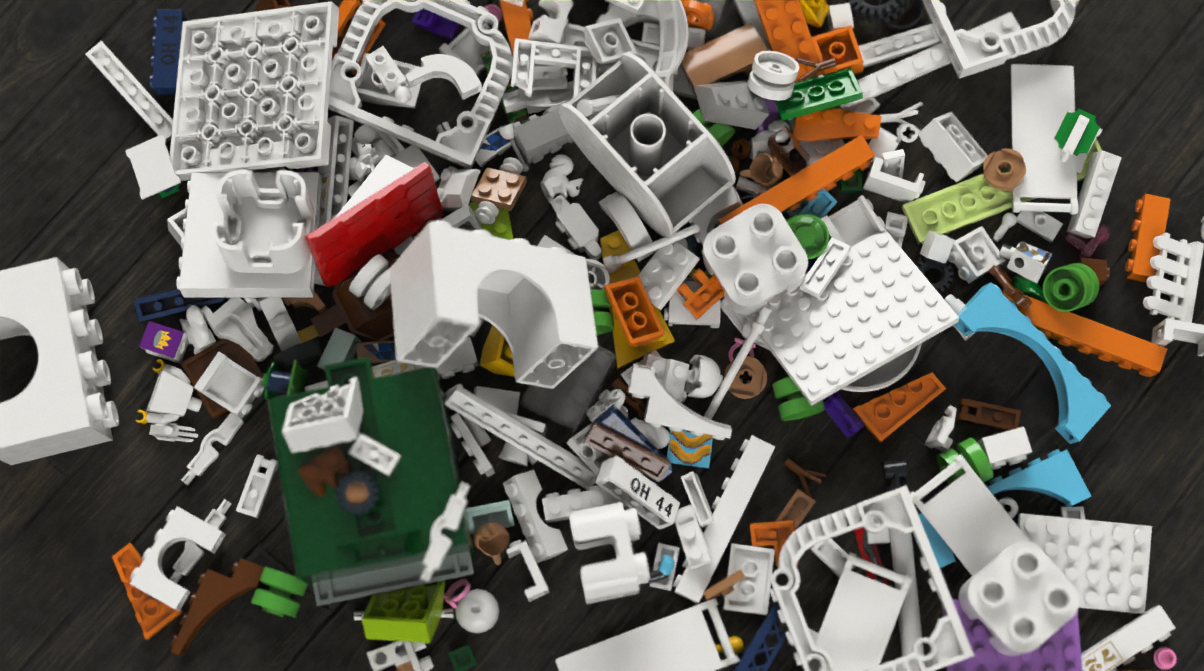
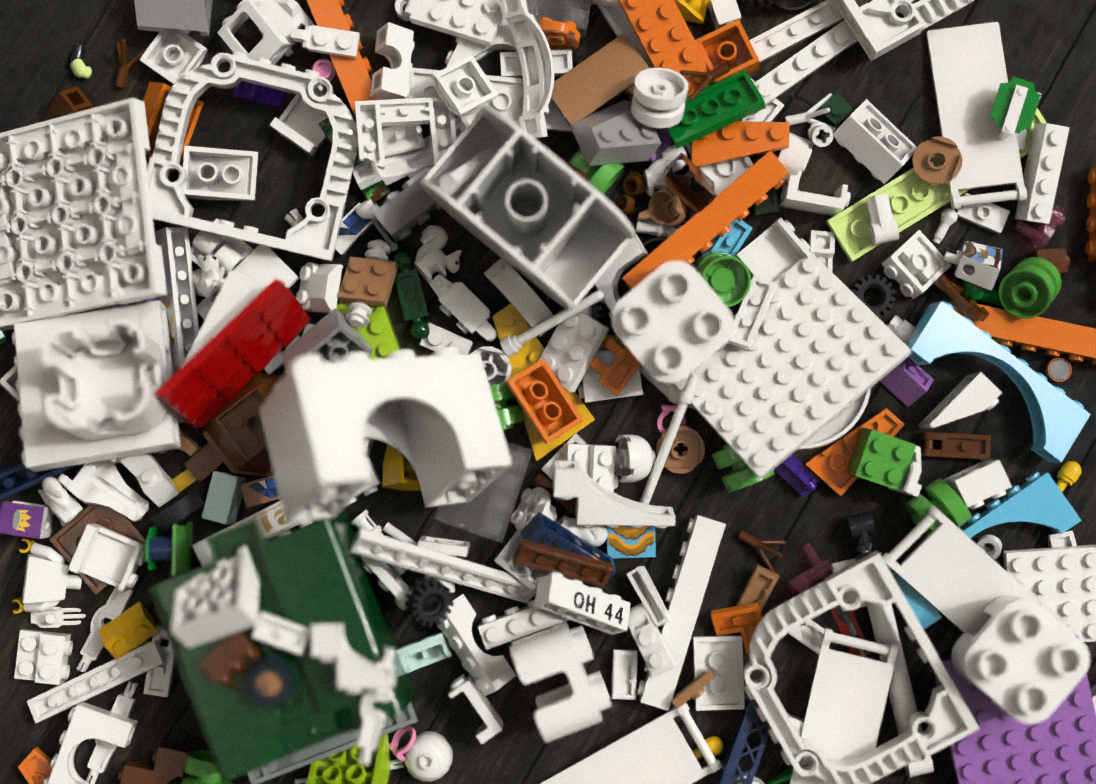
camera: 10 degrees left, 10 degrees up
(154, 464) = (43, 656): none -> white plate
(197, 492) = (96, 681): none -> white plate
(234, 453) = (128, 631): none -> yellow brick
(373, 281) = (246, 418): white wheel -> none
(389, 74) = (217, 171): white plate -> none
(430, 496) = (353, 670): none -> white arch
(448, 68) = (282, 152): white arch -> none
(492, 540) = (430, 678): medium nougat hair -> none
(501, 399) = (408, 523): white hinge -> none
(514, 469) = (440, 607): none -> black tyre
(533, 210) = (411, 295): none -> dark green plate
(664, 570) = (625, 681): arm -> none
(851, 500) = (802, 582): none -> clear pink piece
(893, 163) = (810, 177): white plate -> none
(921, 412) = (881, 458): none -> bright green brick
(924, 116) = (838, 109): none -> dark green plate
(937, 246) = (872, 264): white panel -> none
(949, 216) = (882, 226): none -> white piece
(951, 350) = (907, 381): none -> medium lavender panel
(1009, 372) = (969, 397): none -> white slope
(1086, 457) = (1068, 474): none -> yellow cylinder
(1088, 365) = (1058, 369): none -> flat silver tile

